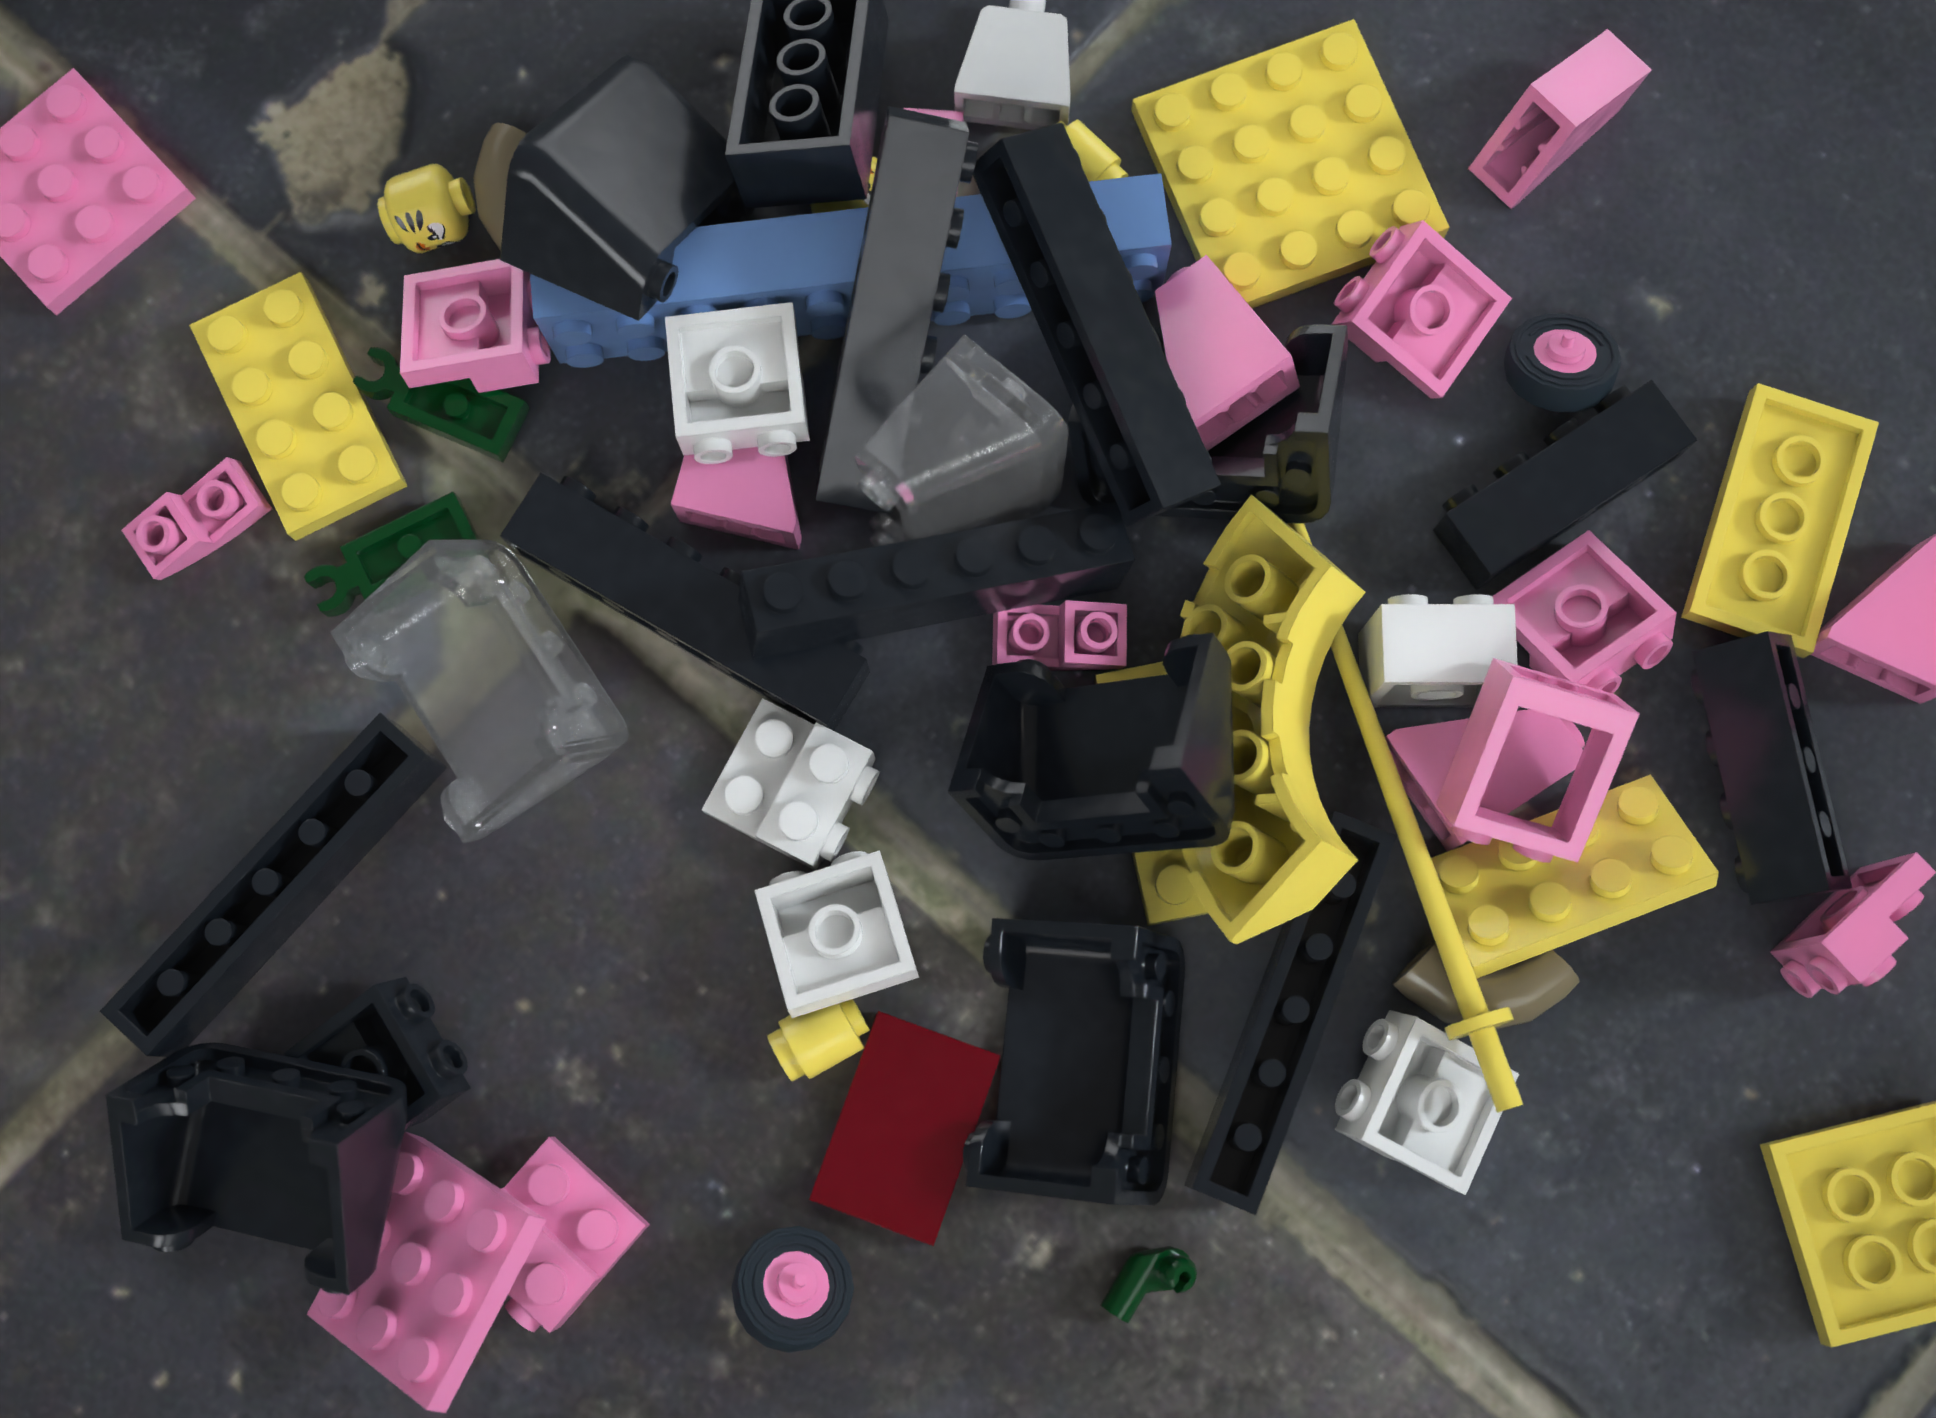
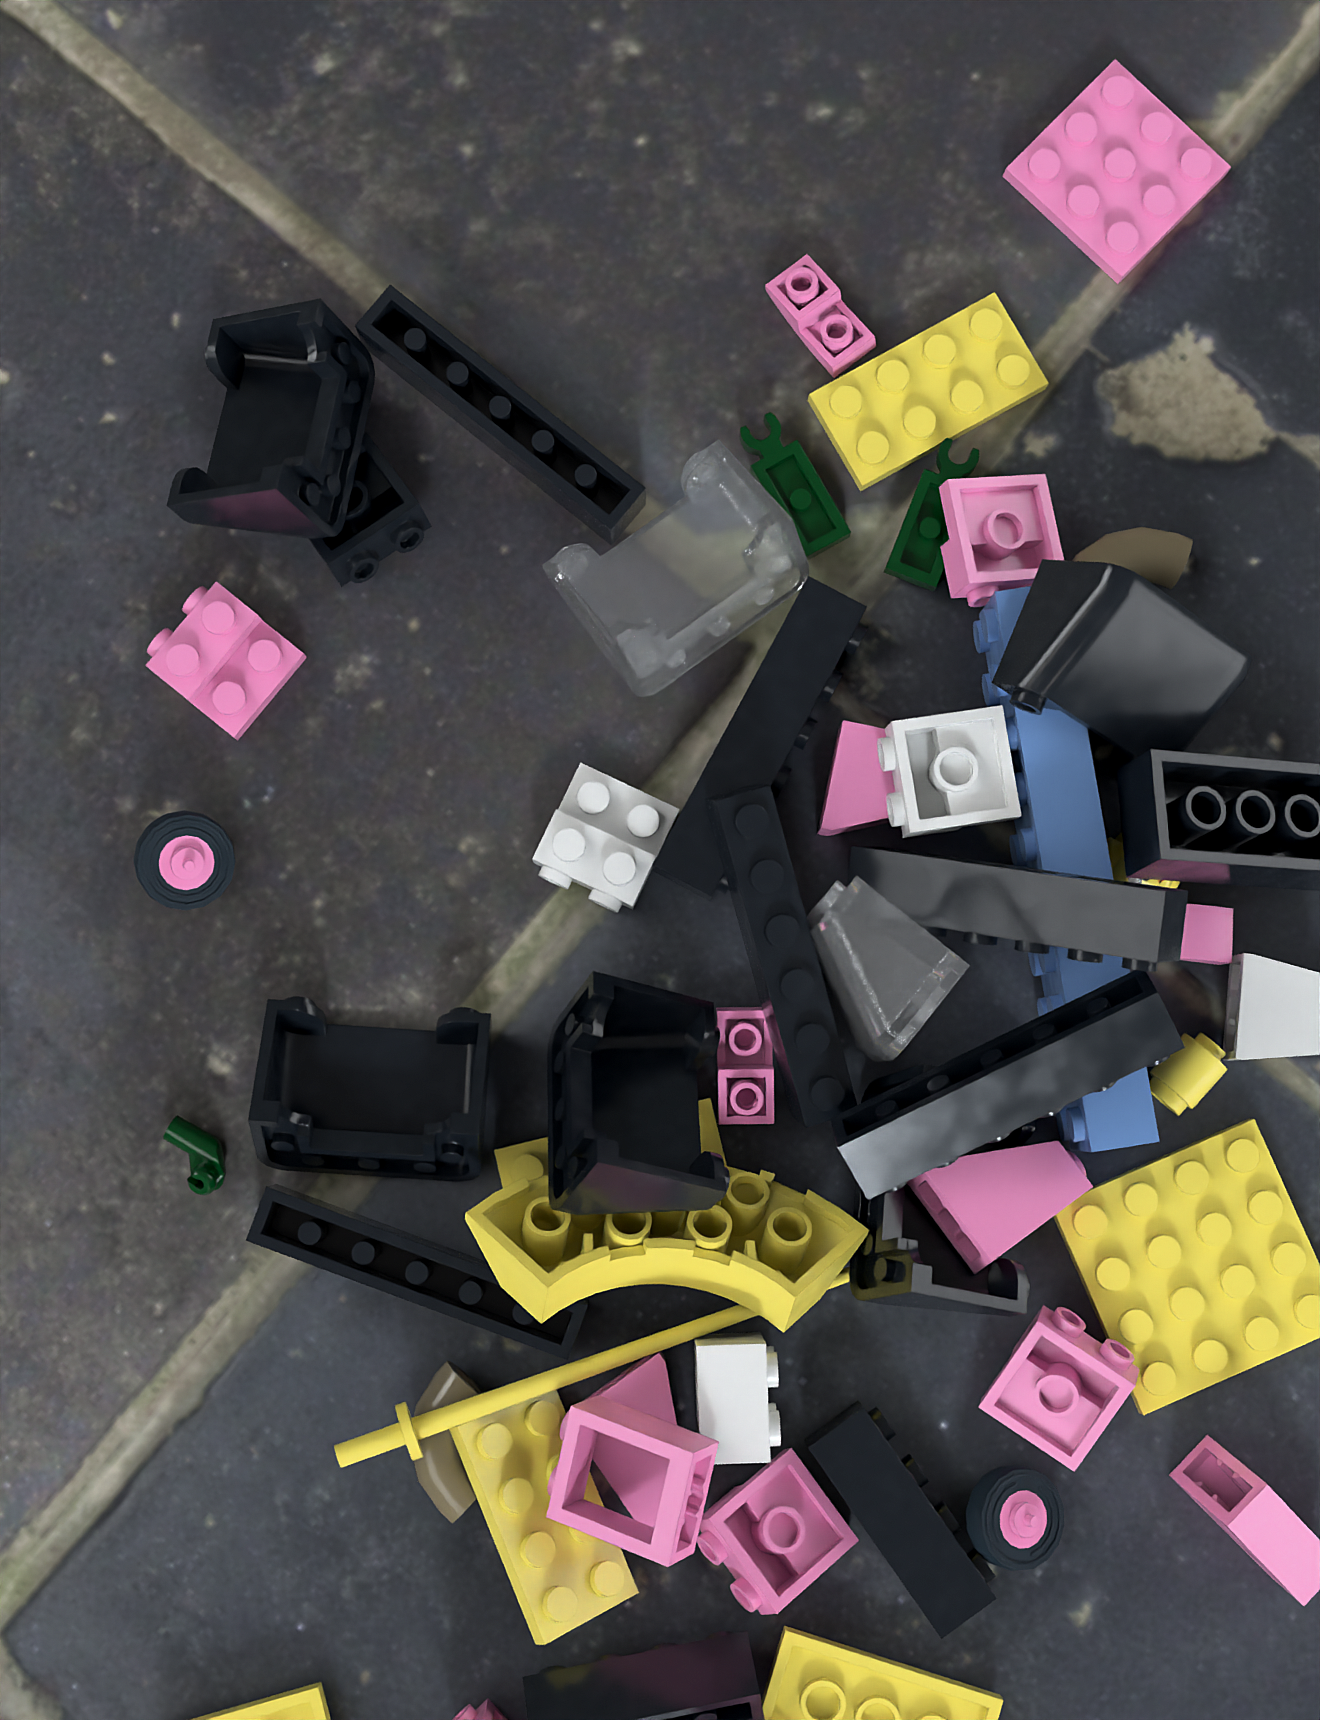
camera: 80 degrees right, 5 degrees up
(426, 208) = (1112, 487): light yellow head -> none
(438, 1277) = (188, 575): bright pink plate -> none
(818, 1039) = (390, 871): light yellow brick -> none
(835, 932) = (475, 881): white plate -> none
(905, 1128) = (319, 947): dark red tile -> none
(1420, 1101) = (347, 1382): white plate -> none

